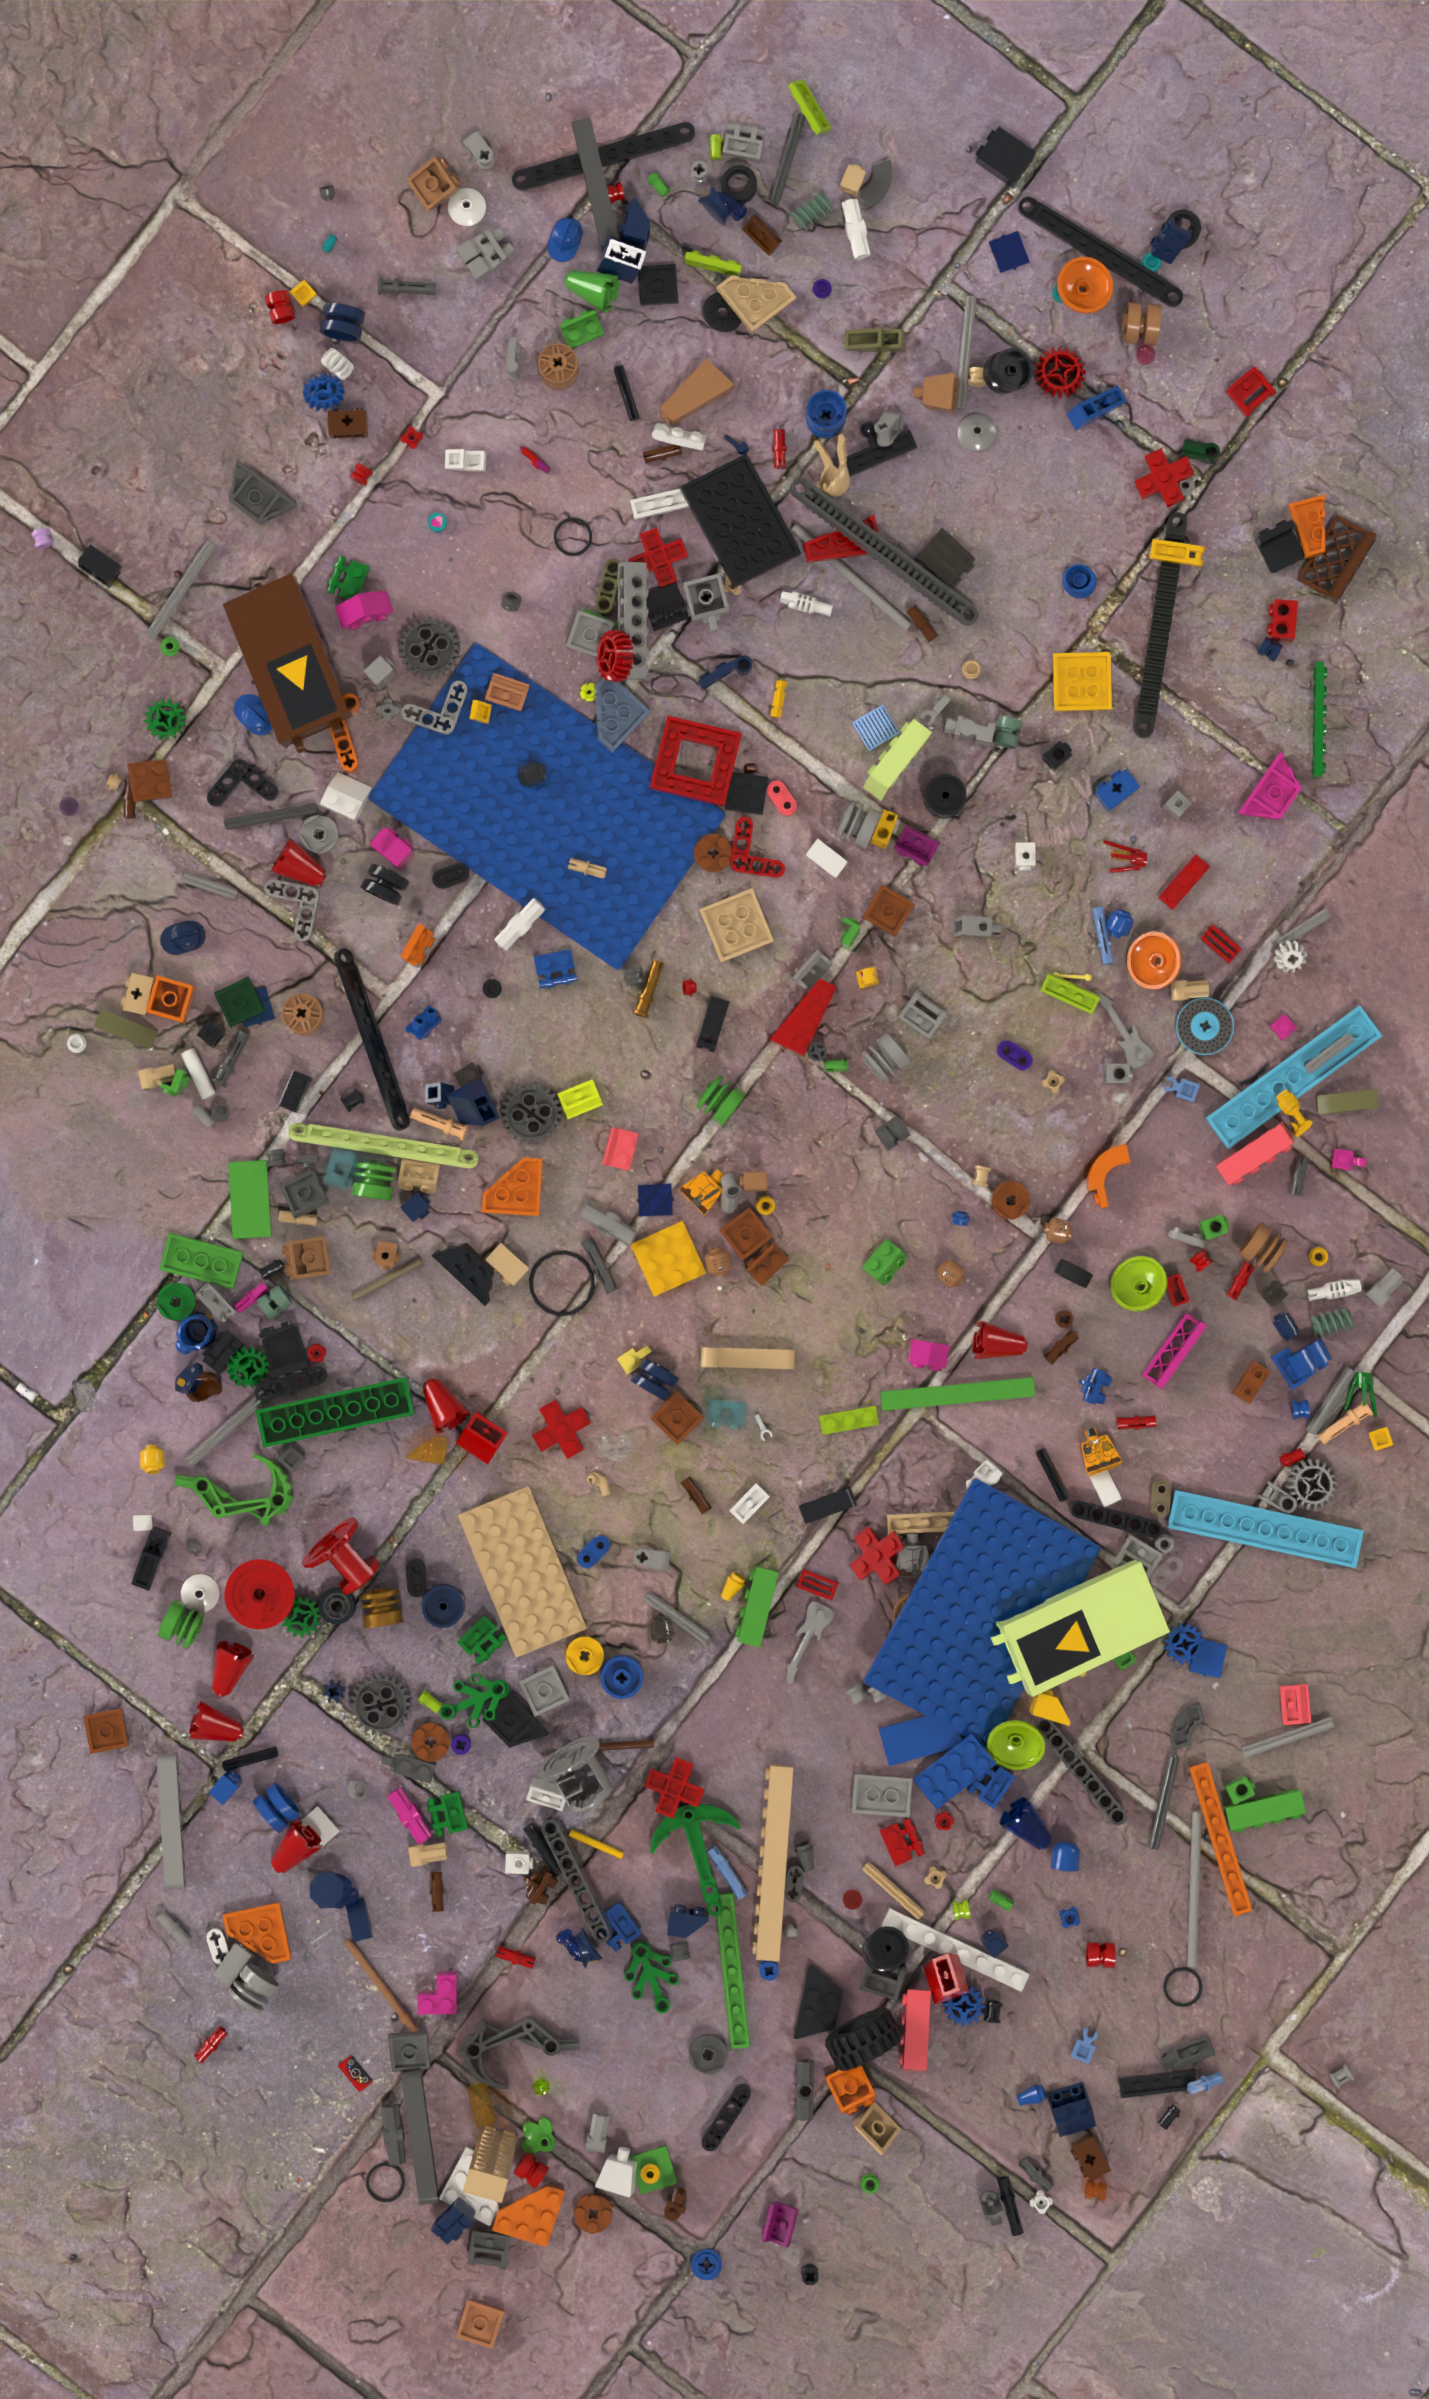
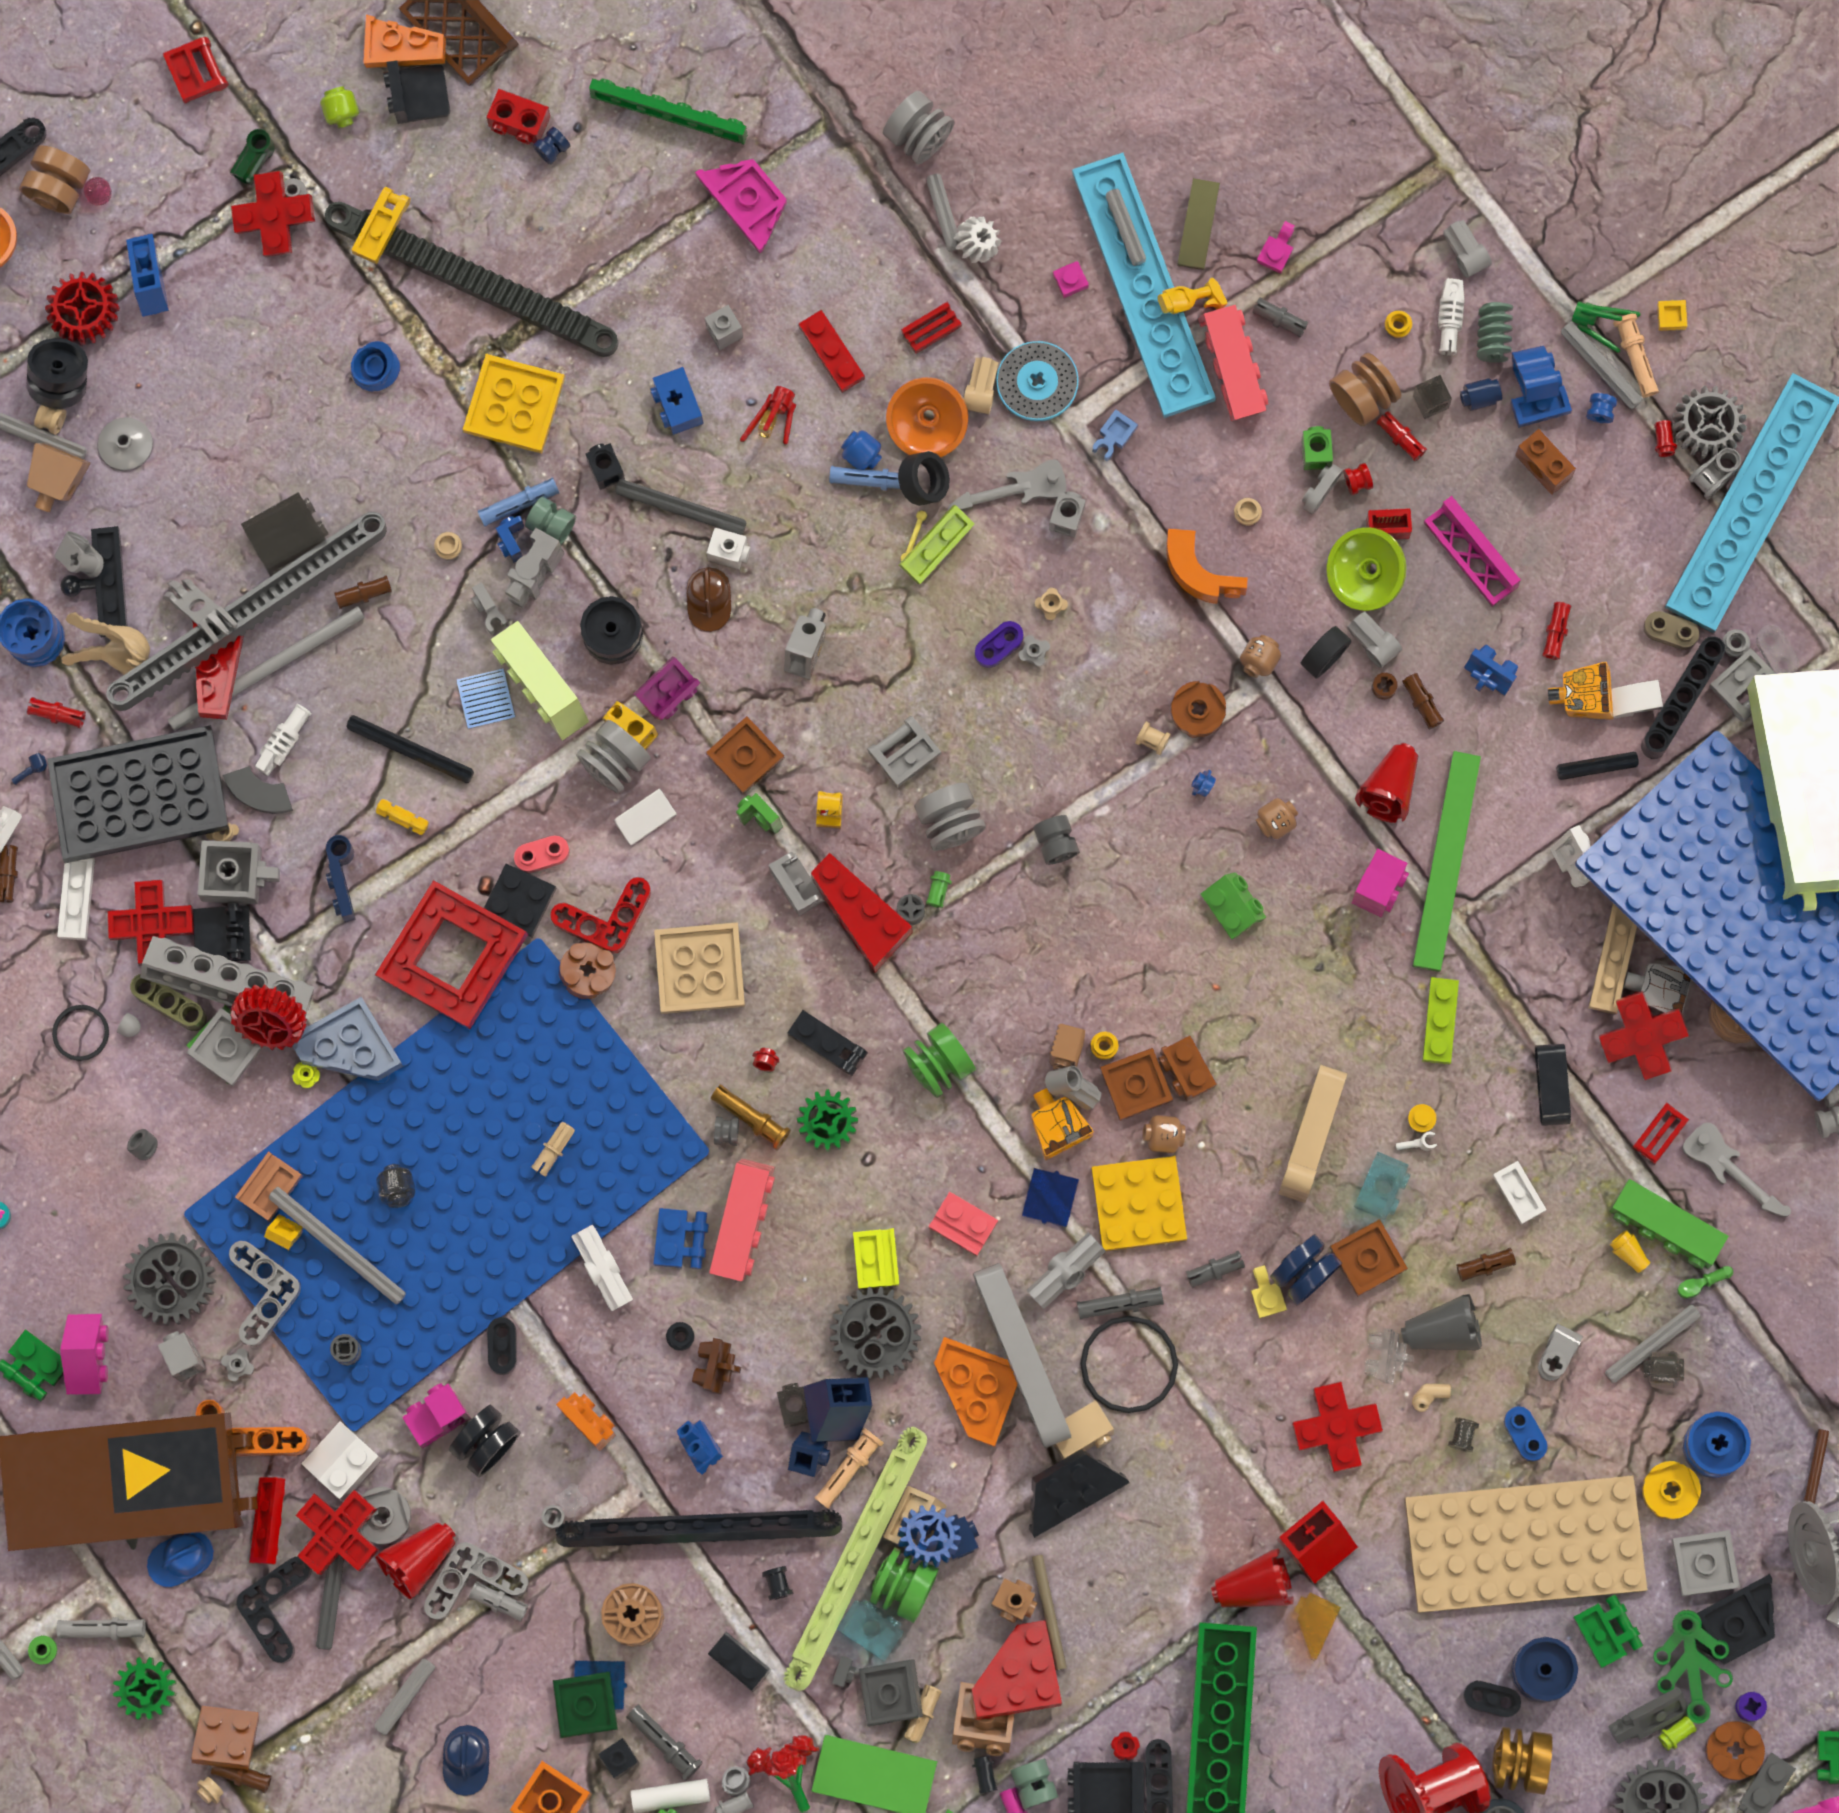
camera: 65 degrees left, 10 degrees down
(197, 687) = (111, 1628): none -> light grey pin
(237, 1141) = (784, 1765): none -> red plant
(275, 1157) = (825, 1719): dark grey wheel -> none
(287, 926) = (498, 1601): none -> light grey pin
(293, 762) = (267, 1520): none -> red plate
(298, 809) = (337, 1532): none -> red plate
(339, 1271) = (1019, 1675): none -> plate
(351, 947) = (547, 1513): none -> light grey hinge
(407, 1195) = (918, 1527): none -> gear
(418, 779) = (349, 1353): none -> dark grey wheel
(434, 1681) = (1650, 1717): none -> dark grey hinge
(479, 1020) = (719, 1365): none -> reddish brown hips
(481, 749) = (337, 1245): none -> light grey axle
(544, 1212) = (1022, 1355): none -> light grey beam
(579, 1004) = (742, 1219): none -> coral wedge
(580, 1511) = (1463, 1435): none -> clear smoke bush
(585, 567) = (129, 1026): none -> light grey hinge
(639, 1320) = (1215, 1269): none -> dark grey pin
(645, 1480) = (1445, 1327): none -> dark grey cone
(653, 1046) = (839, 1116): none -> green gear
(722, 1633) = (1692, 1287): none -> bright green piece
(765, 599) = (258, 794): none -> dark grey tile
(780, 1426) = (1422, 1118): none -> yellow plate
(825, 689) = (410, 749): none -> black axle
(873, 526) = (207, 614): none -> light grey piece
(982, 709) = (508, 544): none -> blue bracket
(988, 853) = (709, 599): none -> reddish brown piece
(1012, 703) = (518, 501): none -> medium blue pin
(1012, 1081) = (1034, 658): none -> light grey plate
(1045, 811) = (680, 507): none -> dark grey axle
(1091, 1306) = (1379, 645): none -> light grey piece
(1114, 981) = (909, 480): none -> black tyre
(1156, 1193) = (1247, 511): none -> tan plate
(1253, 497) = (339, 107): none -> lime head
(1357, 890) = (916, 126): none -> light grey wheel

